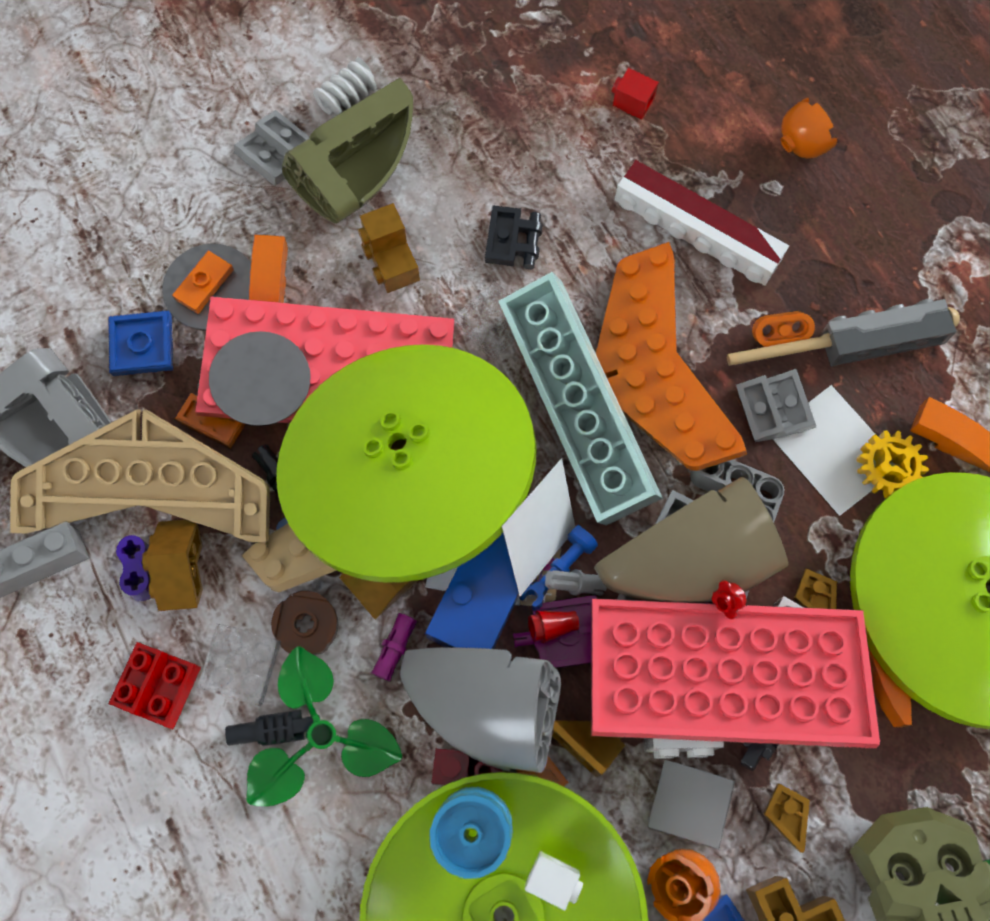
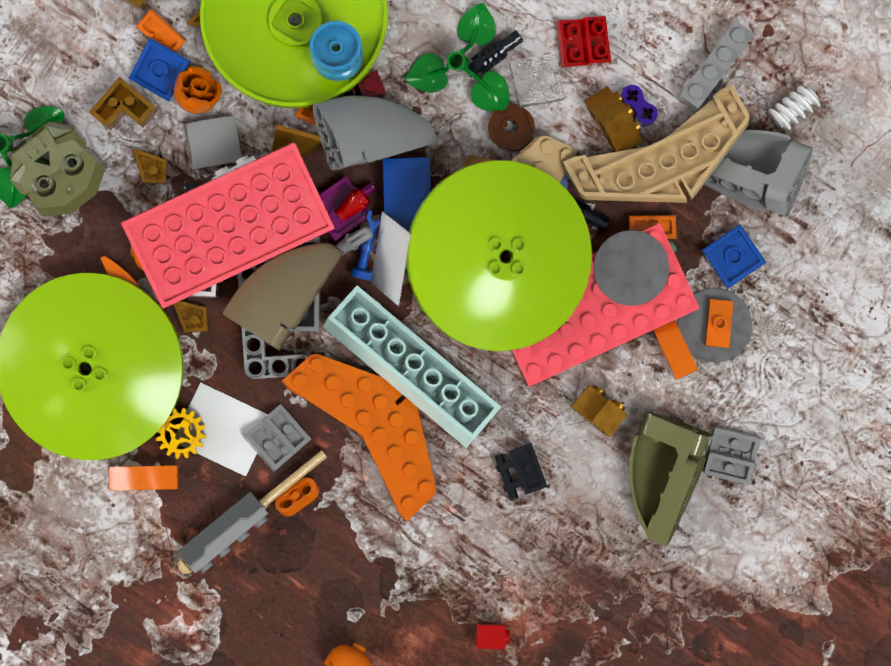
camera: 150 degrees right, 15 degrees up
(345, 87) = (705, 526): white piece -> none
(394, 647) = (446, 142): magenta pin -> none
(553, 881) = (275, 49): white brick -> none
(700, 223) = (393, 551): brick -> none
(729, 598) = (249, 269): red plate -> none

